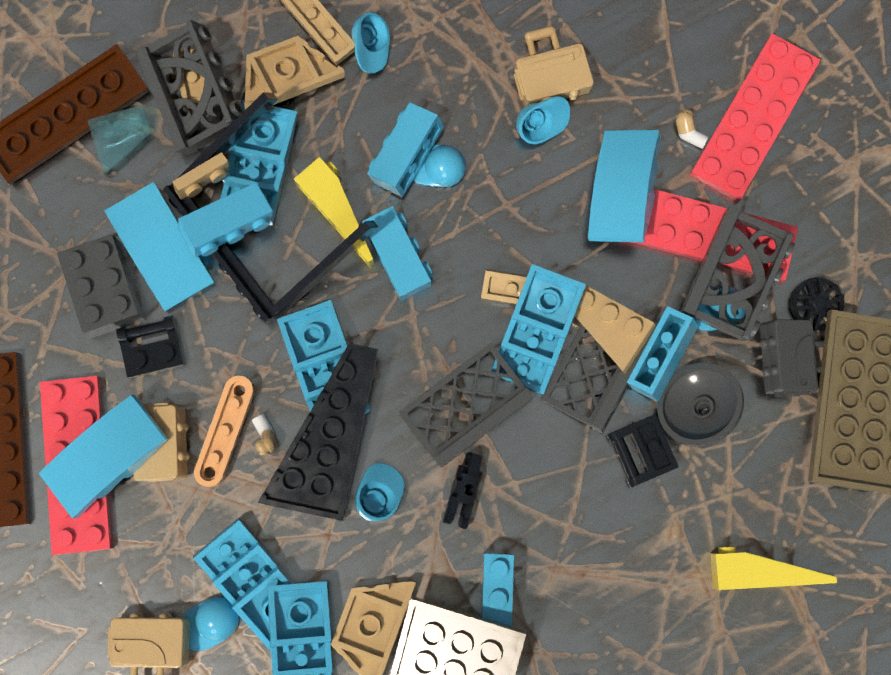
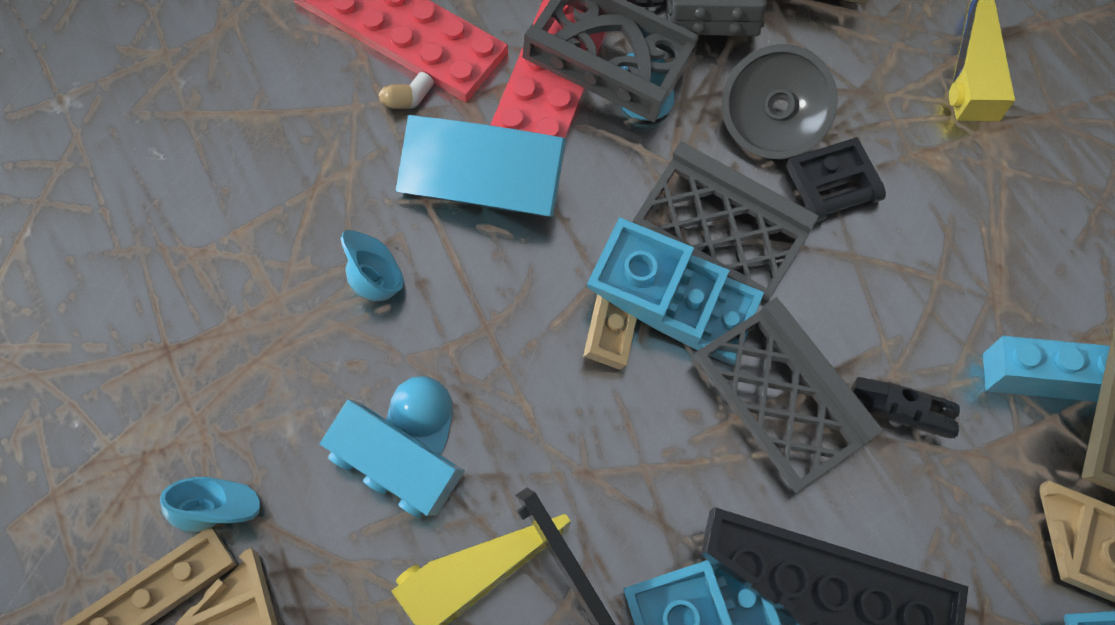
camera: 90 degrees left, 15 degrees down
(379, 492) = (922, 527): medium azure cap -> none
(399, 254) = (558, 476): medium azure brick -> none
(554, 72) = (304, 250): tan piece -> none
(614, 327) = (679, 189): tan wing -> none
(662, 354) = (712, 135): medium azure brick -> none

